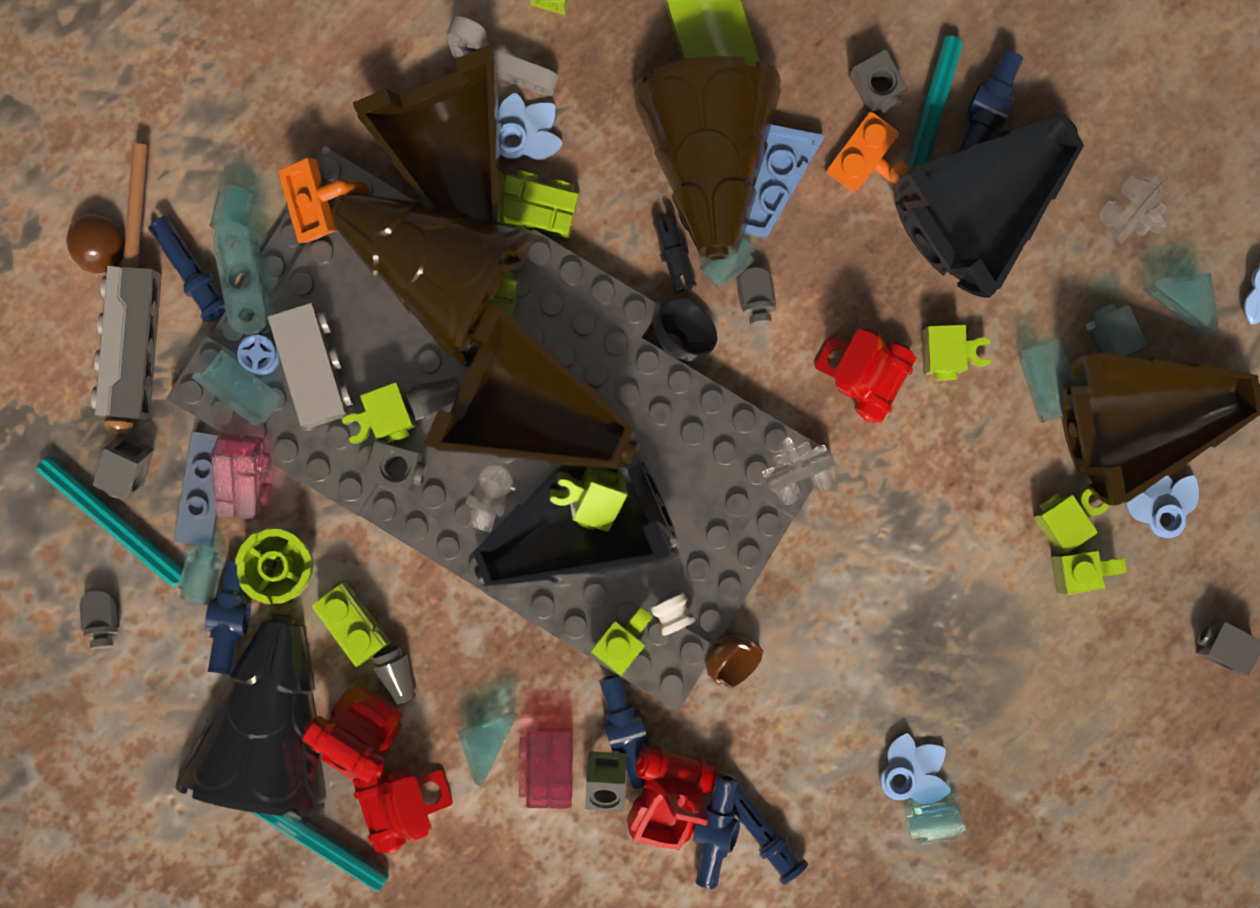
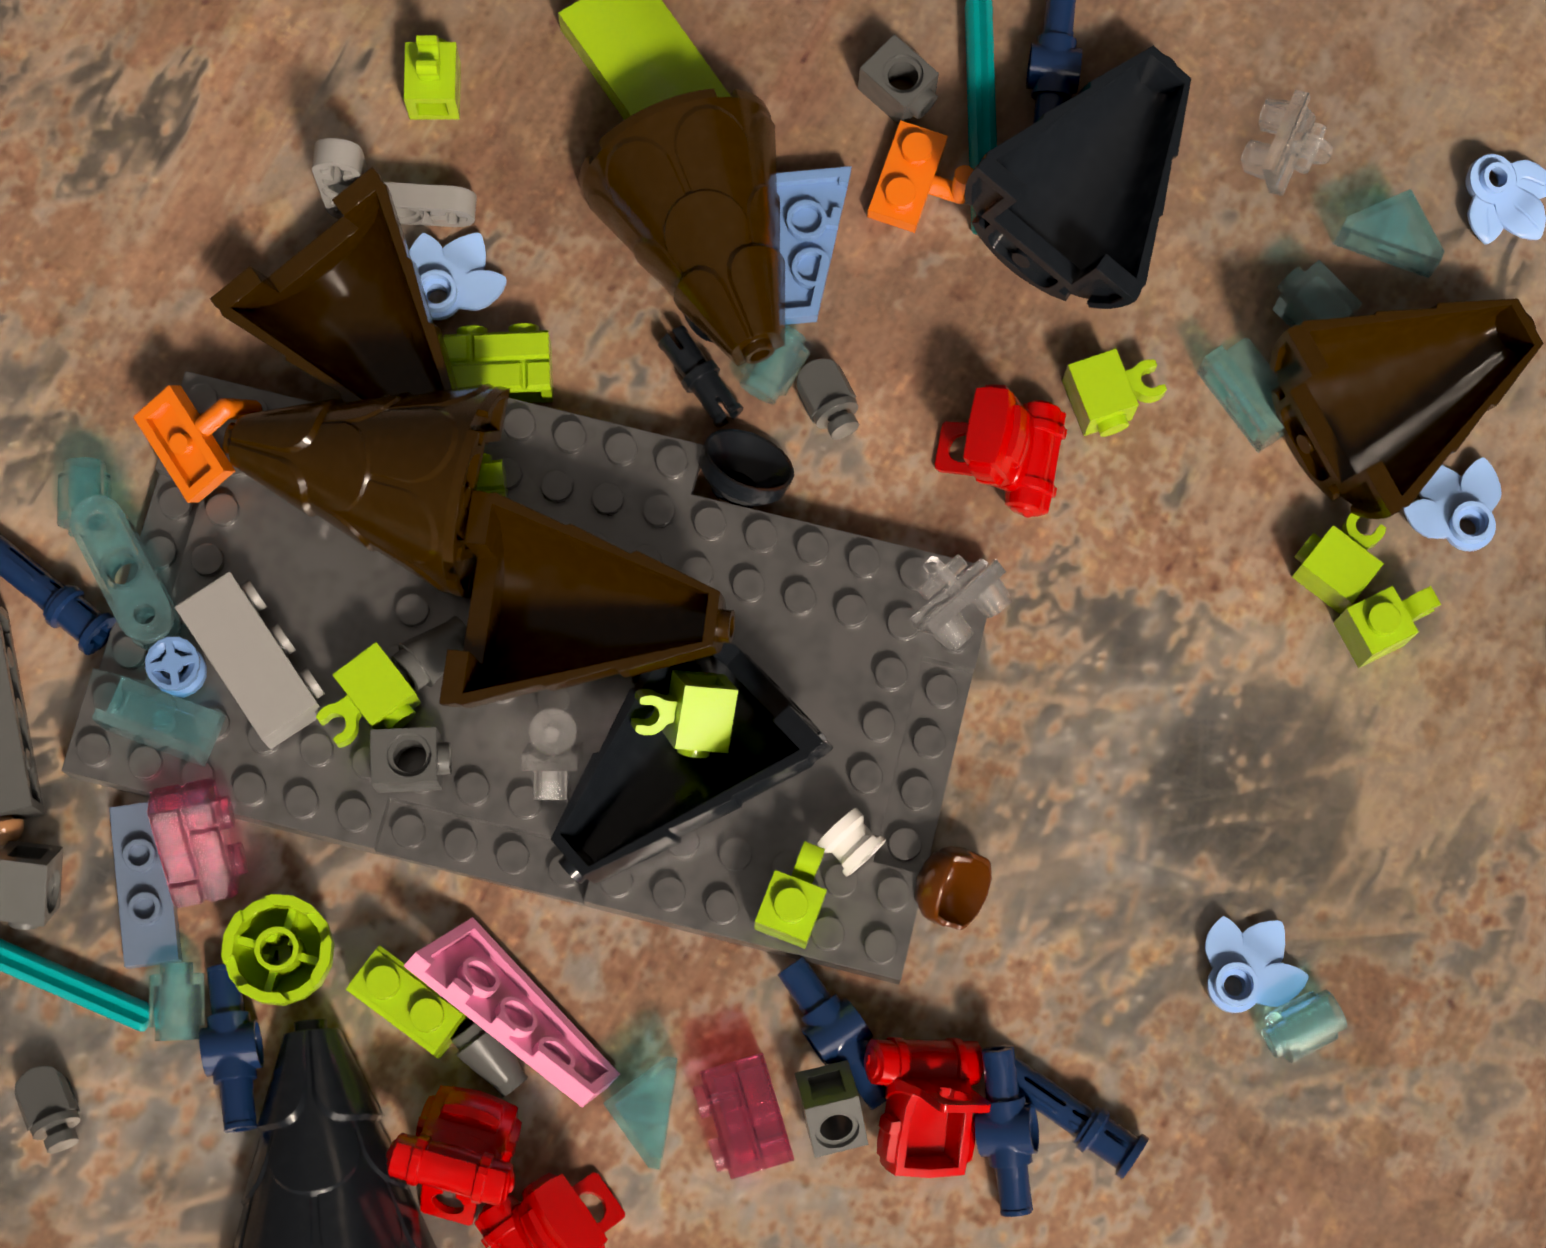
camera: 20 degrees left, 10 degrees down
(413, 644) = (504, 1001): none -> bright pink wing

